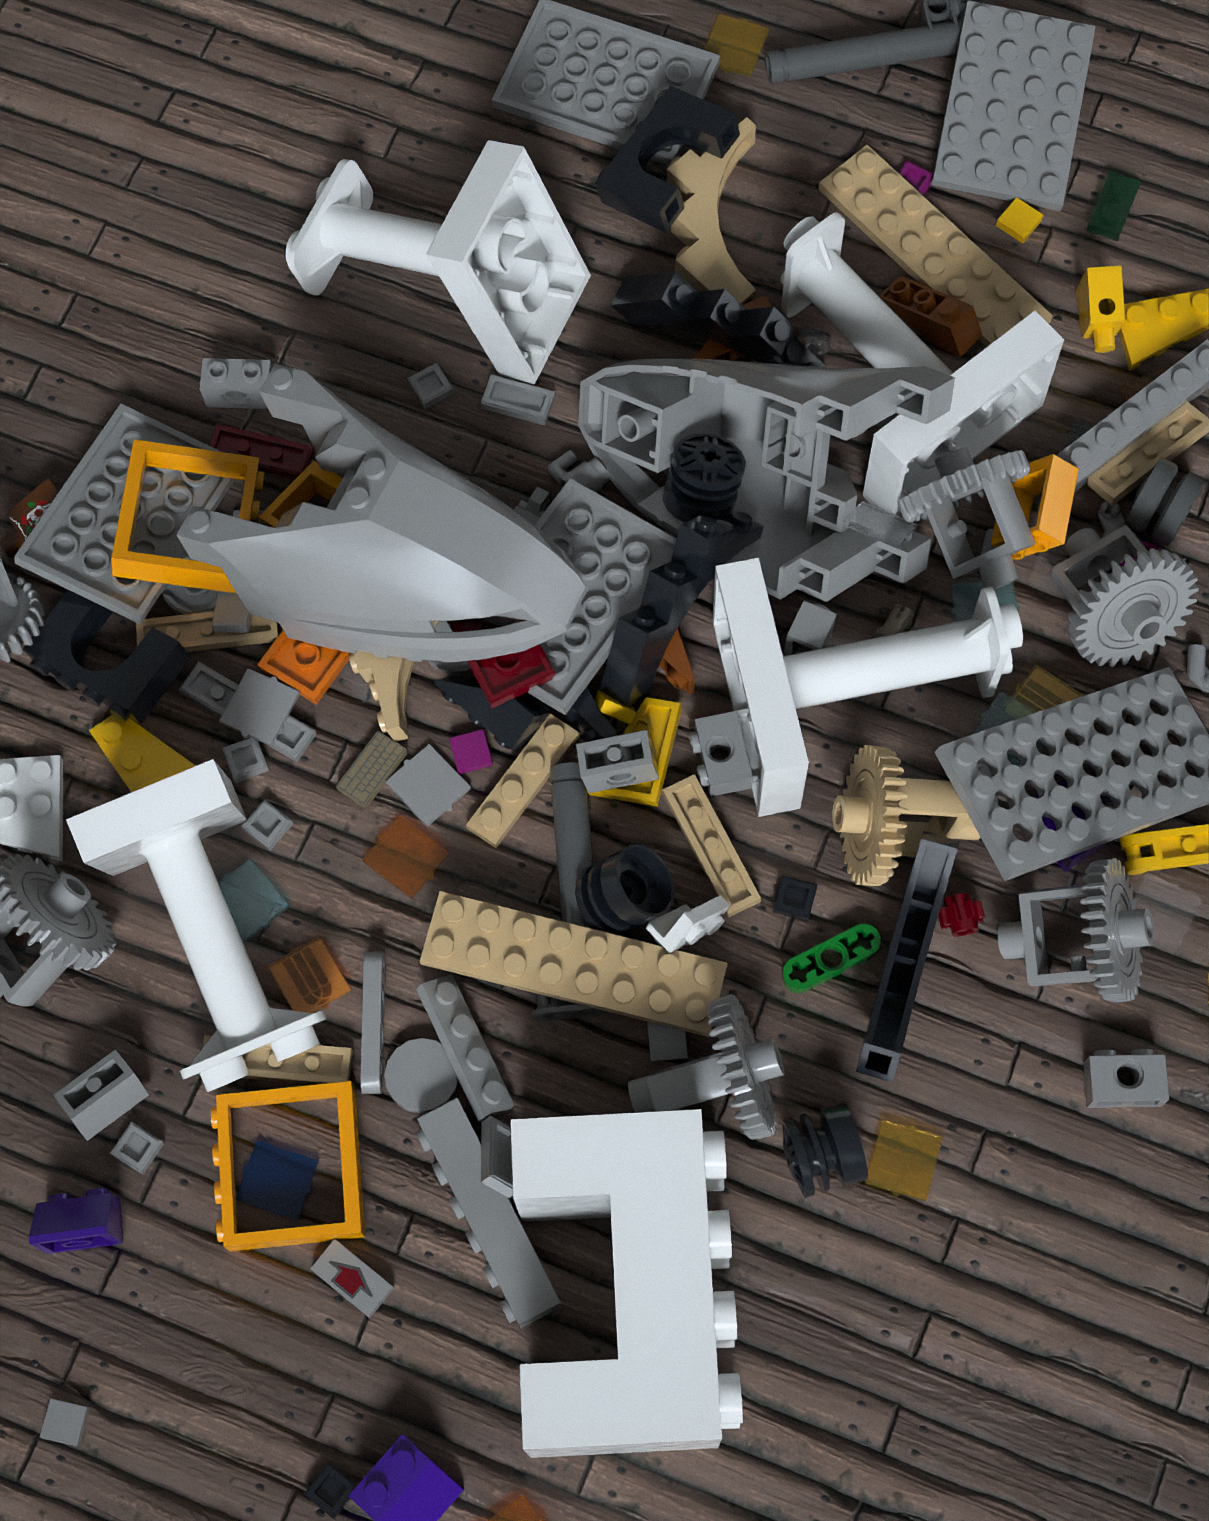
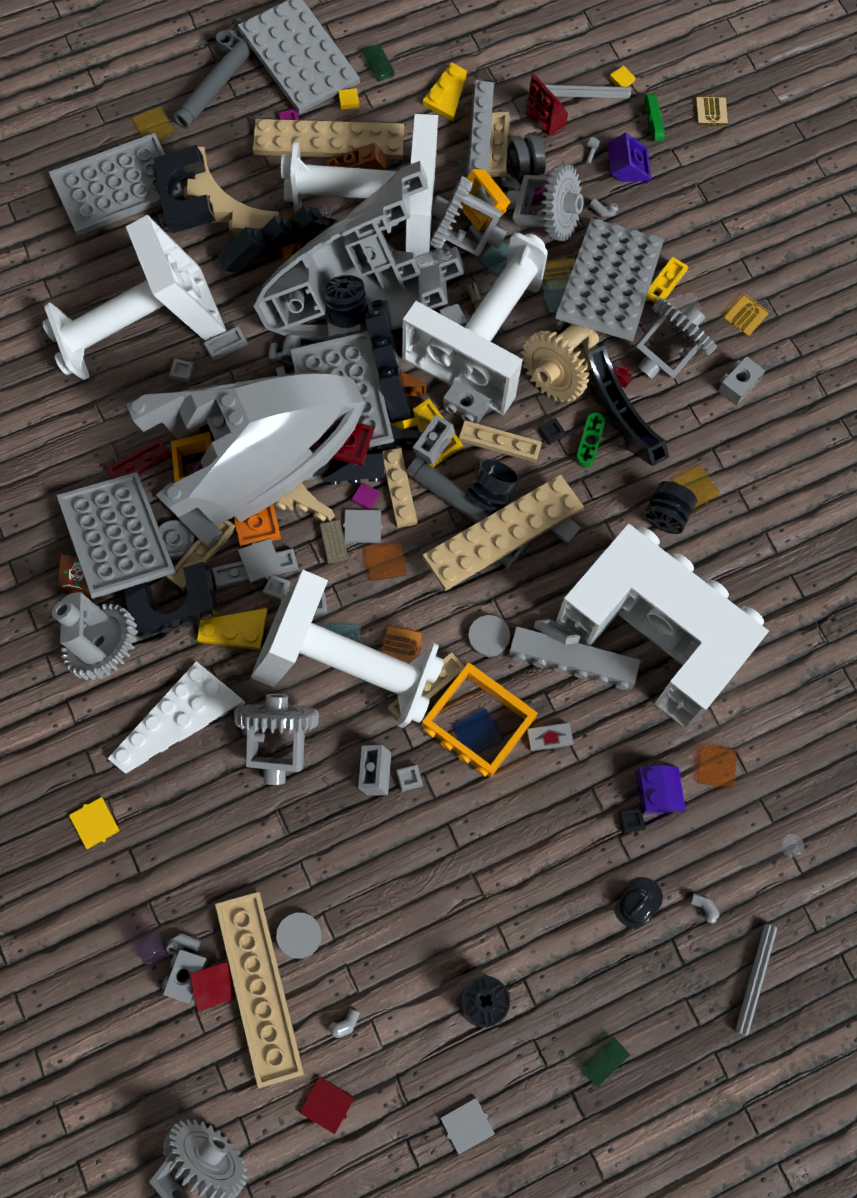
camera: 55 degrees left, 0 degrees up
(64, 1422) = (503, 908): light grey tile -> none
(77, 1223) = (422, 827): dark purple slope -> none
(187, 459) = (159, 541): light orange window -> none
(233, 382) = (98, 441): light grey brick -> none
(373, 1023) = (448, 634): light grey beam -> none
(465, 1047) = (494, 607): light grey plate -> none
(688, 925) = (528, 481): white bracket -> none
(738, 1069) = (609, 508): light grey piece -> none
(1101, 305) = (418, 100): yellow torso -> none

